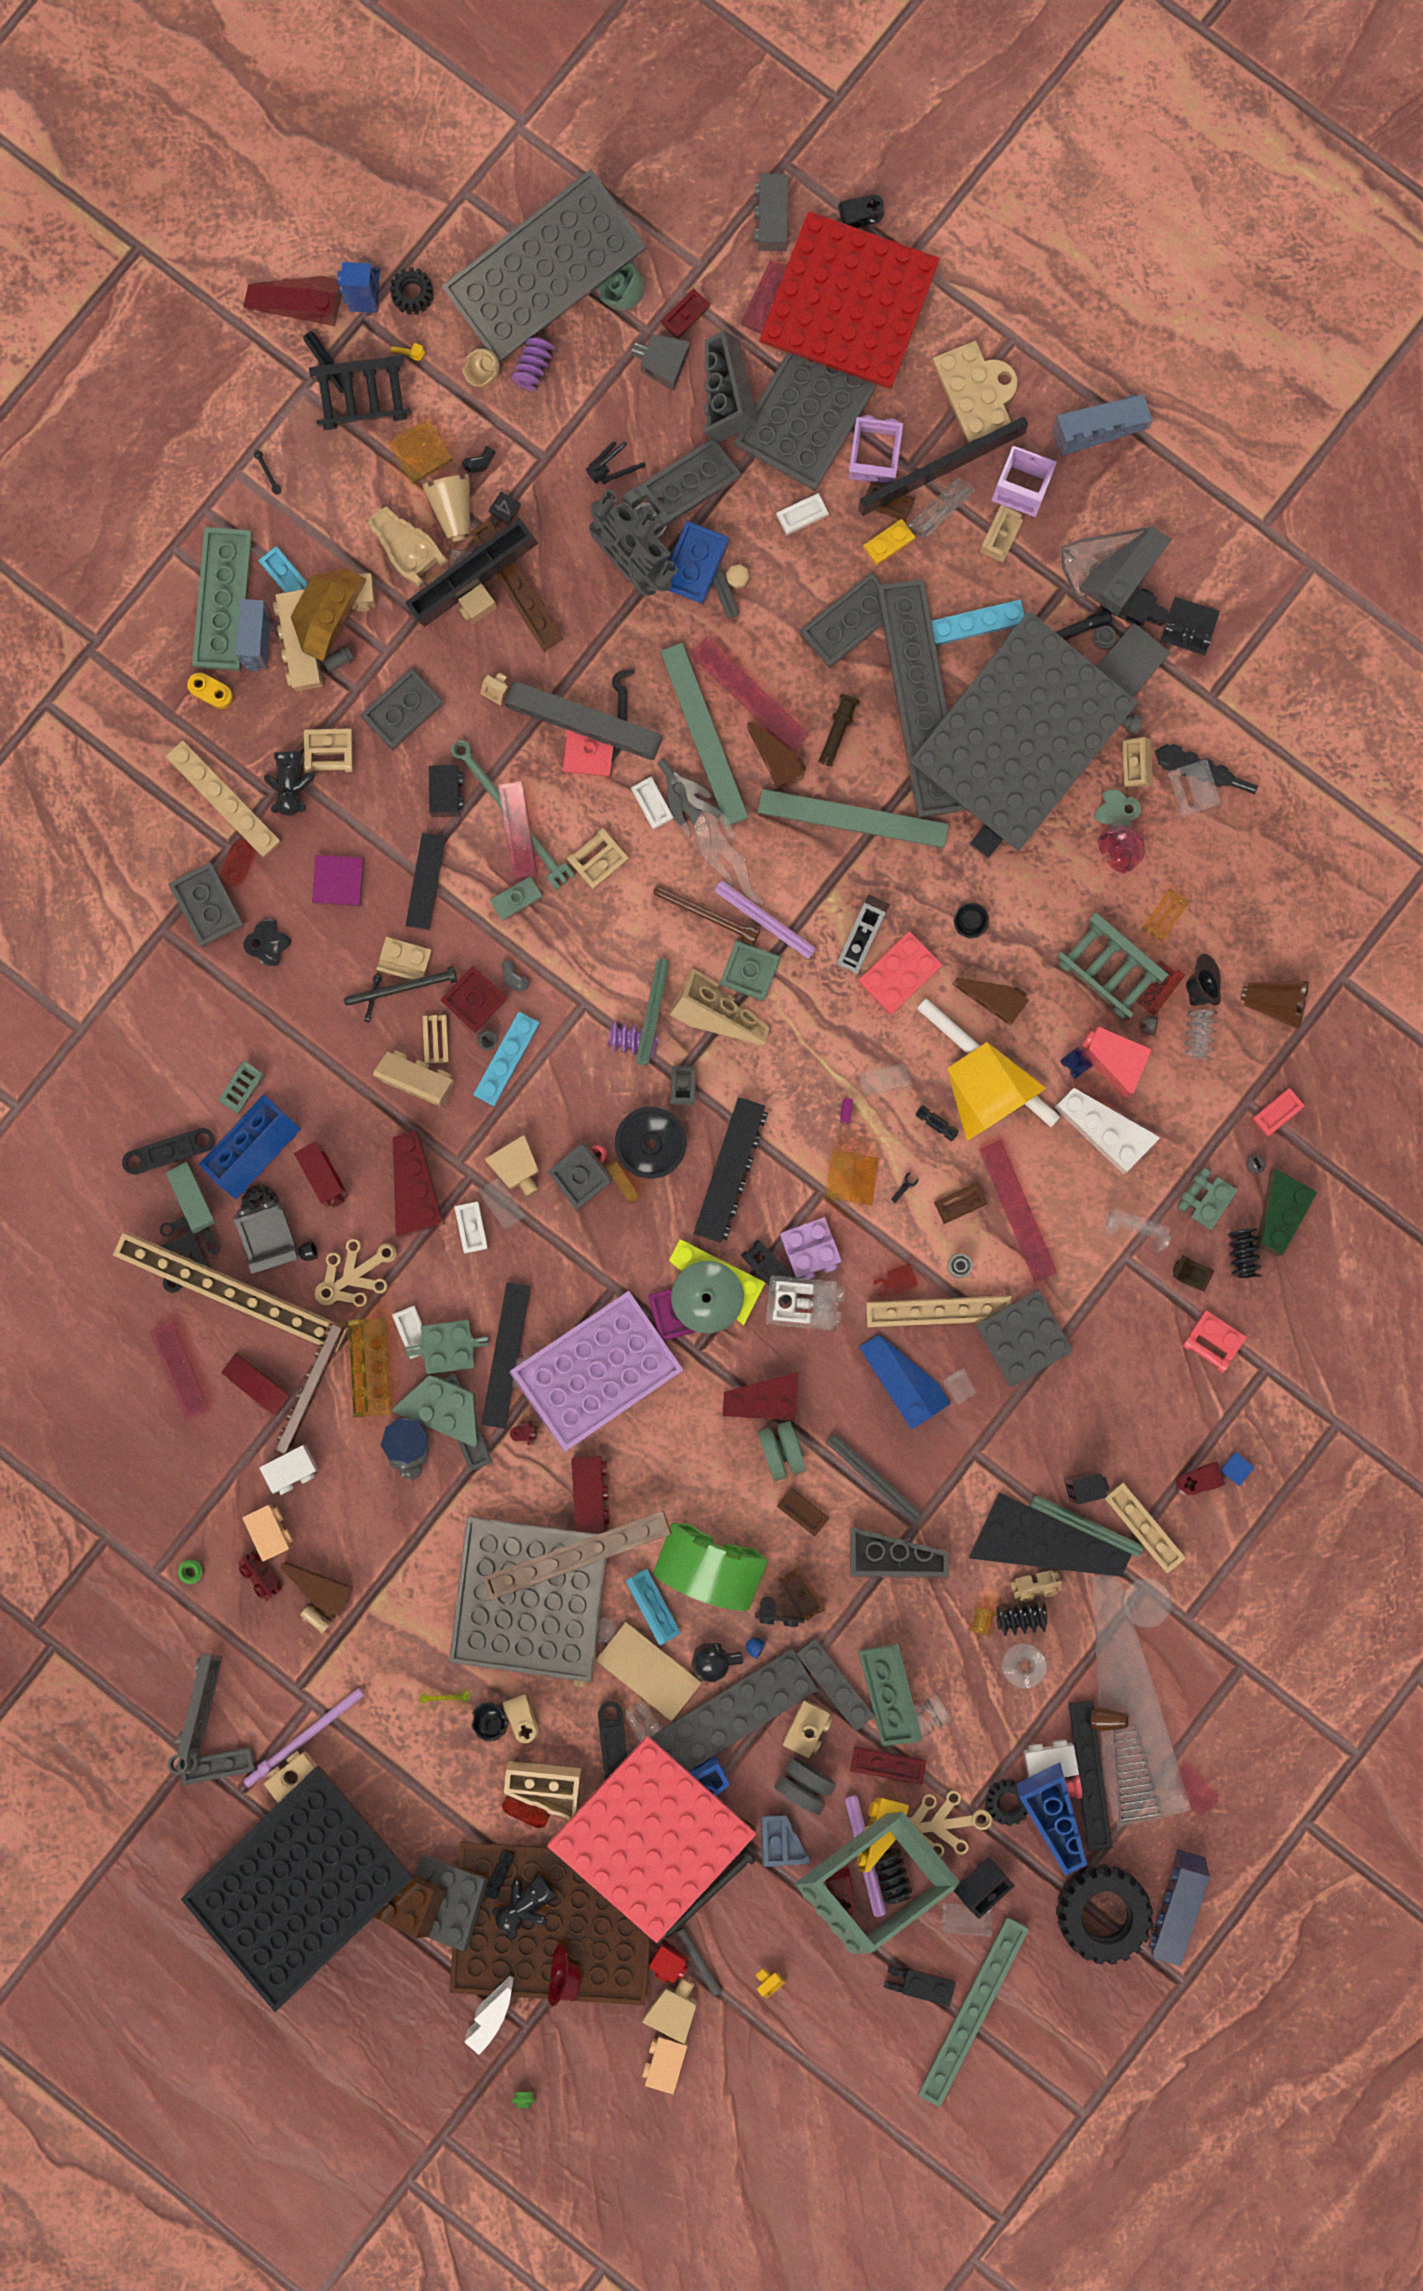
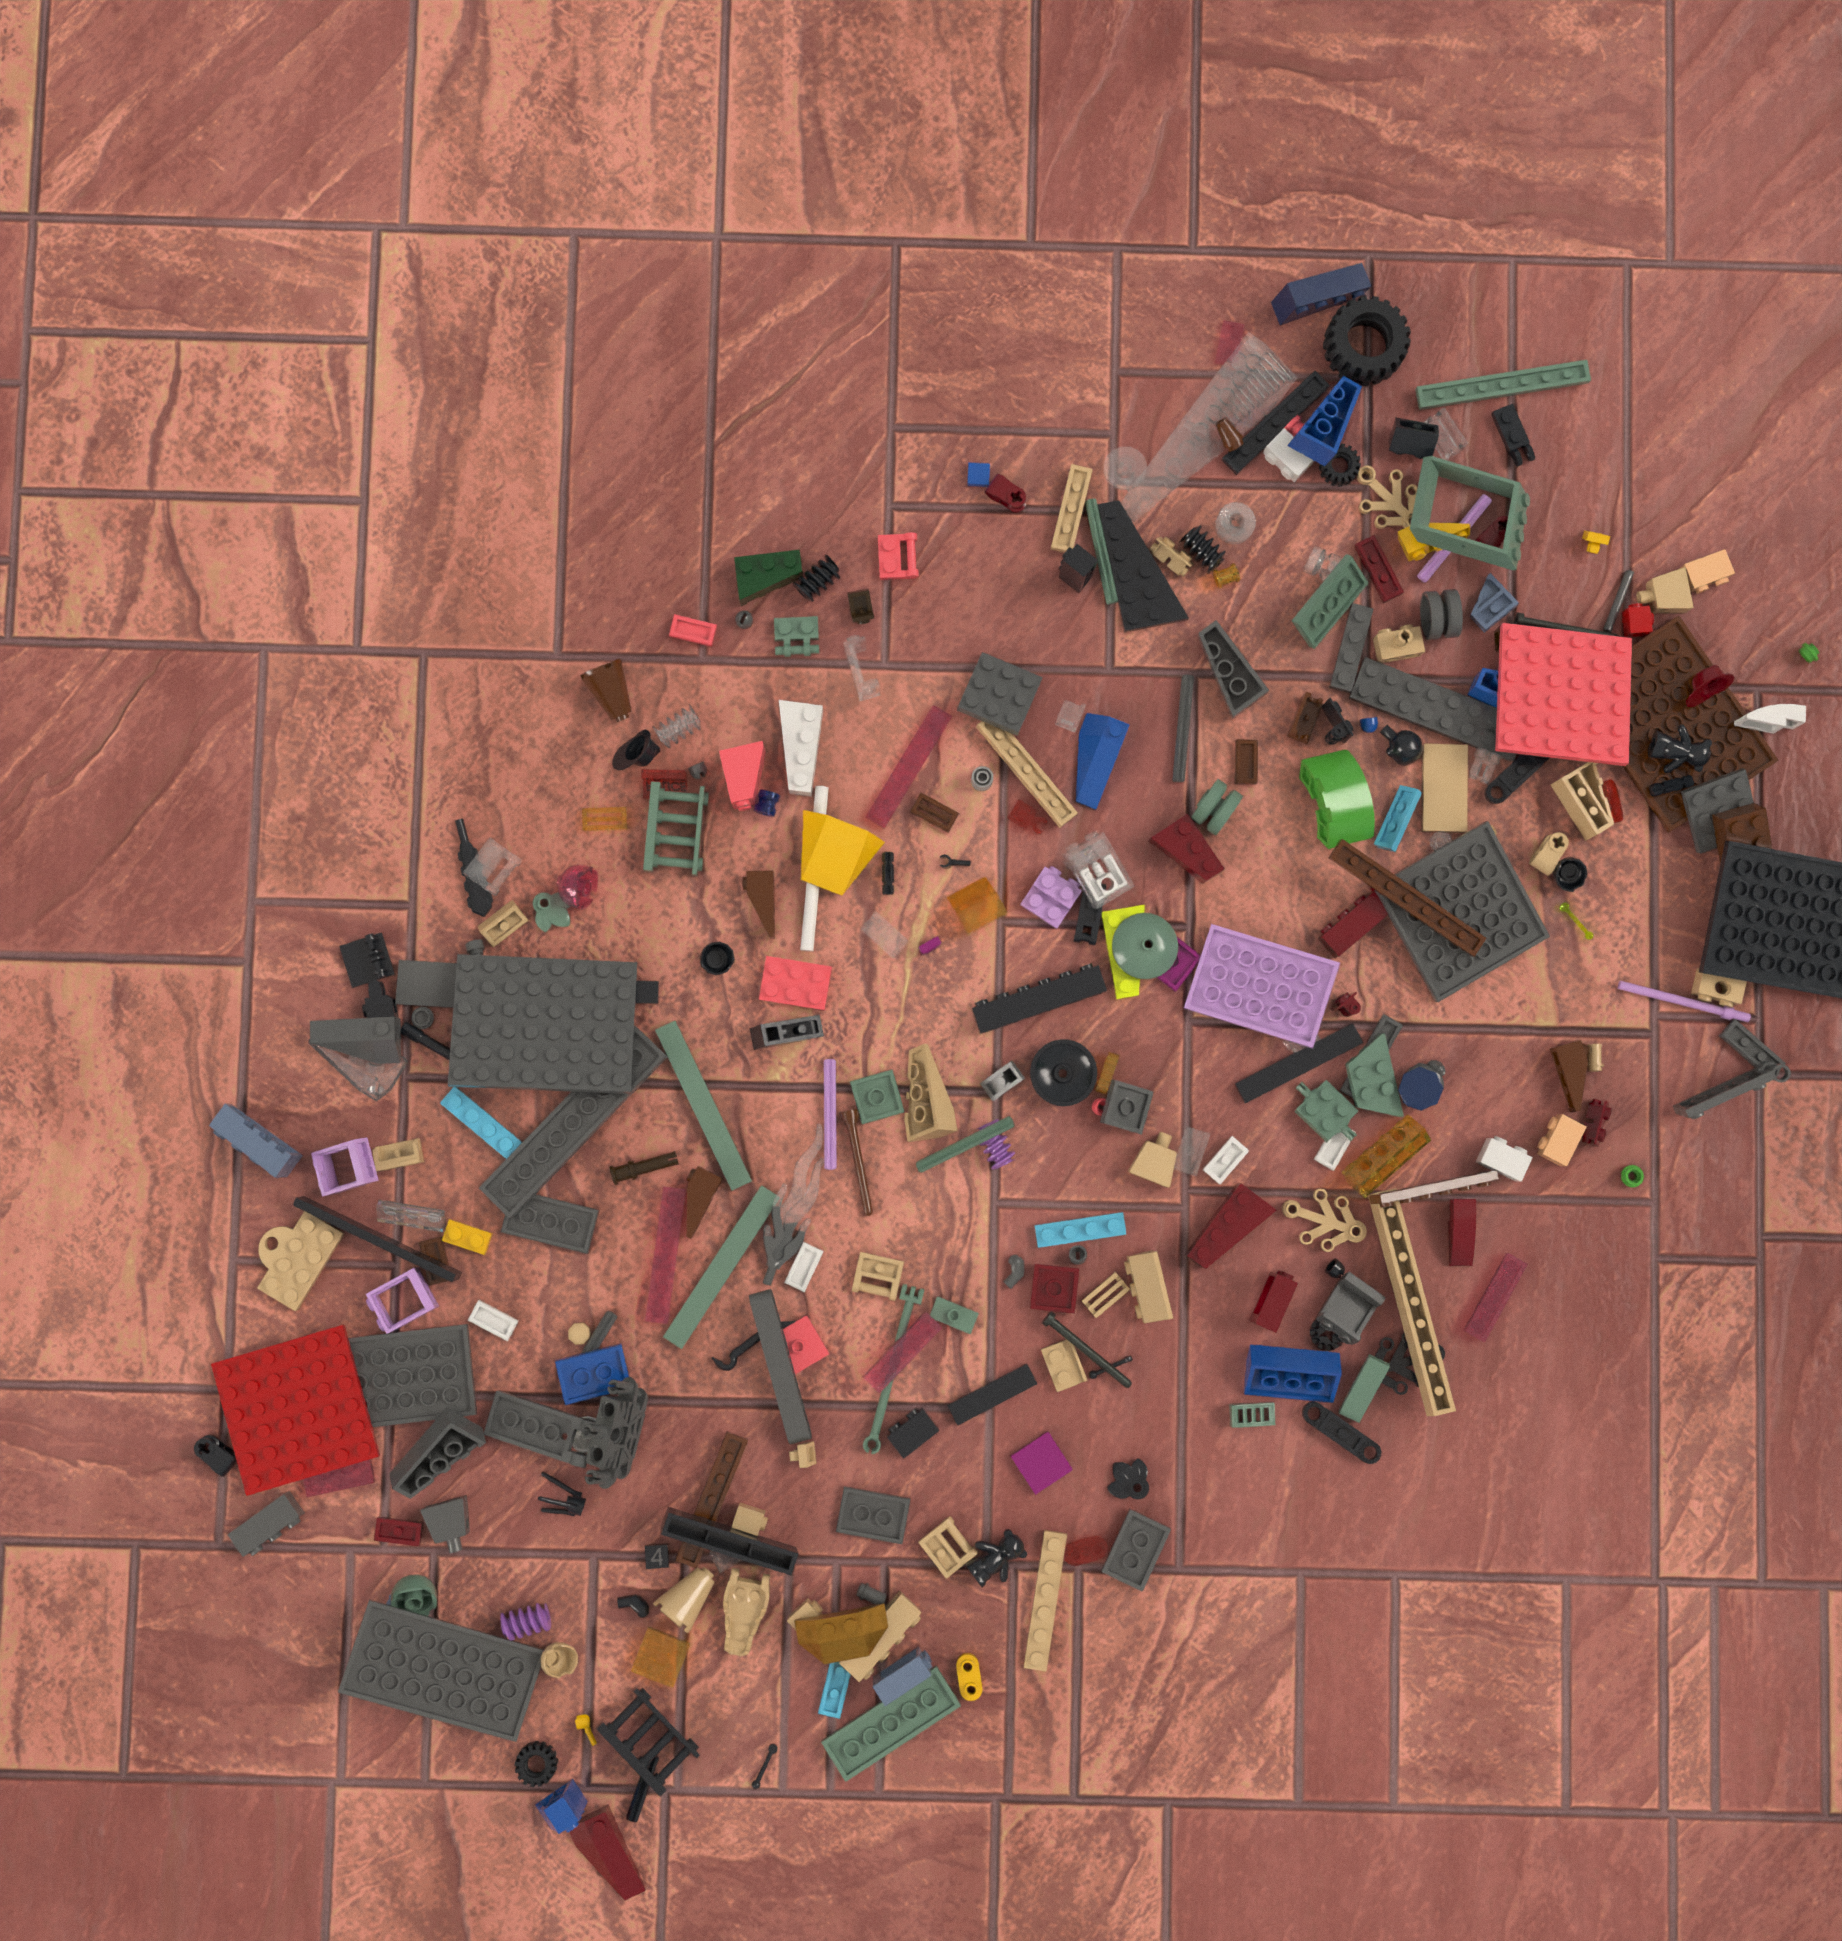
camera: 135 degrees left, 0 degrees up
(893, 1877) = (1455, 505): black piece -> none

